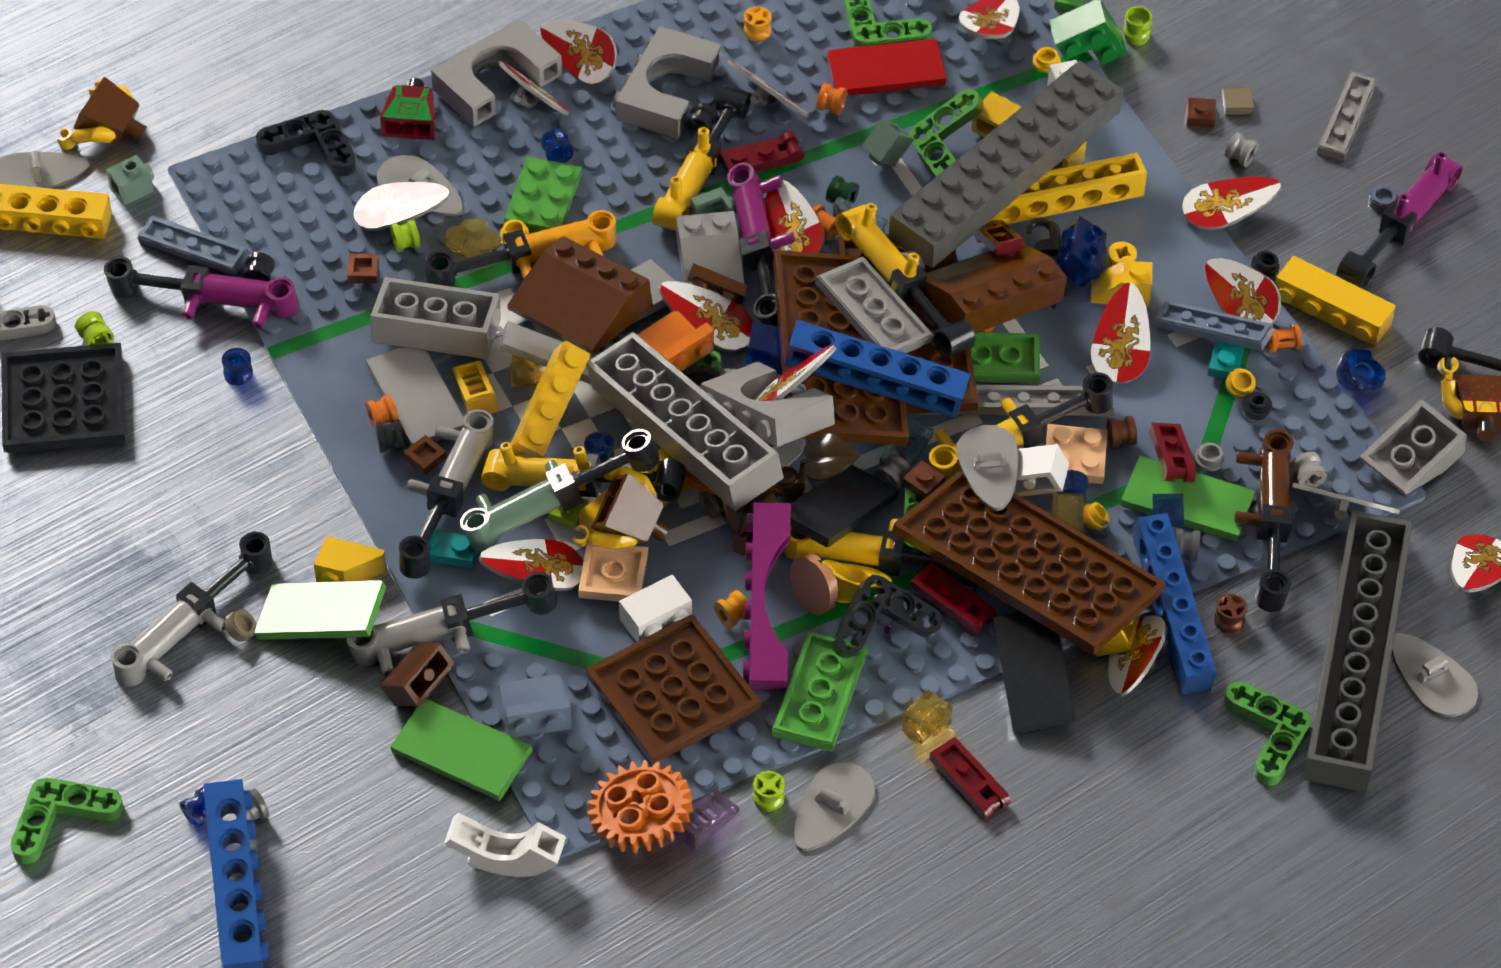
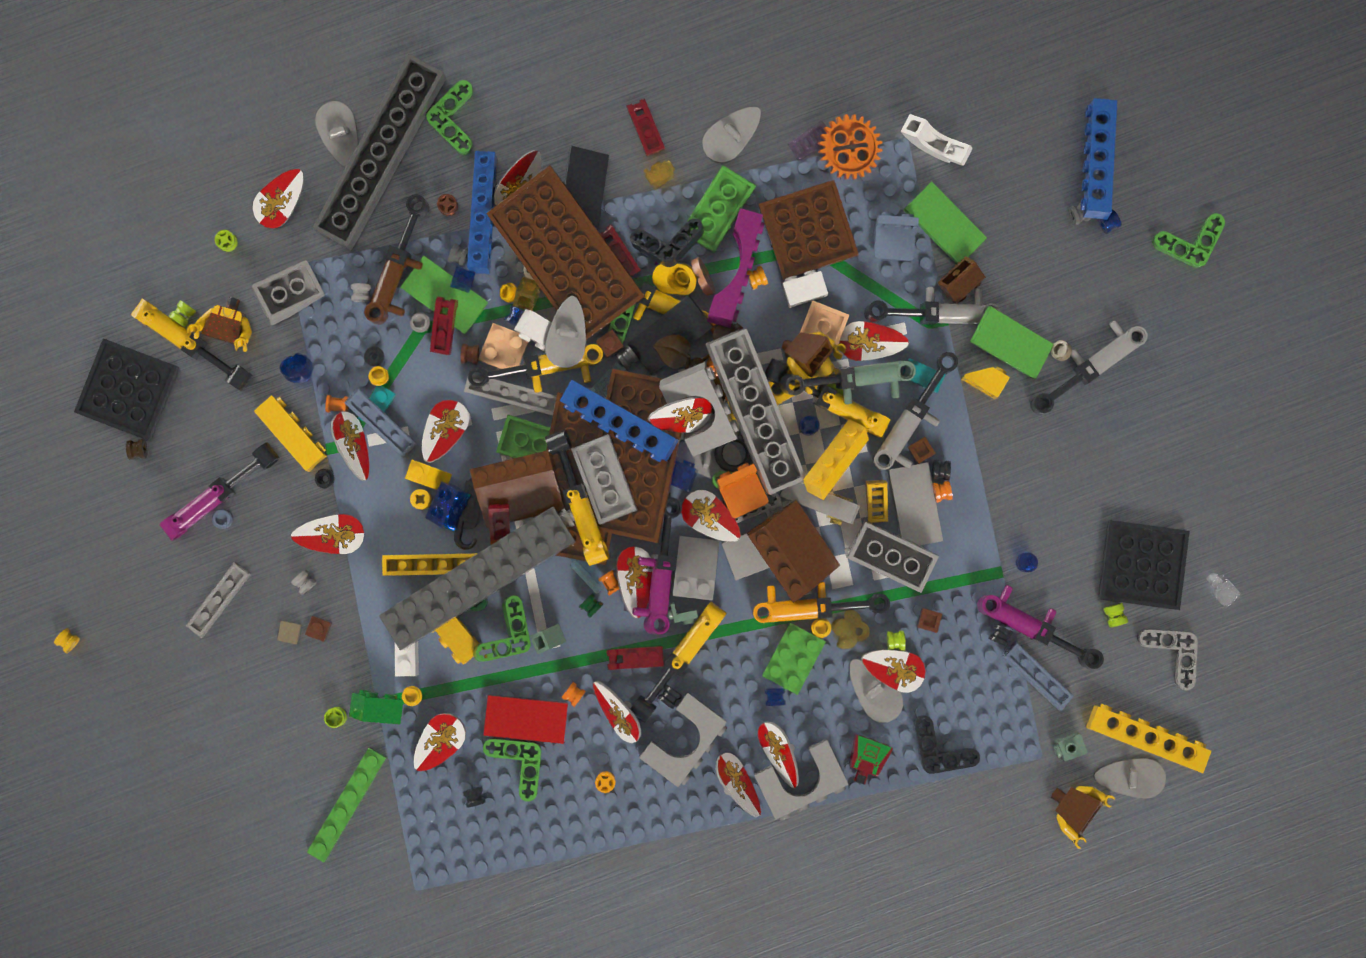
camera: 165 degrees left, 35 degrees up
(719, 283) = (698, 540): reddish brown plate -> none
(767, 783) = (768, 144): lime wheel -> none
(1340, 511) = (349, 262): light grey shield -> none

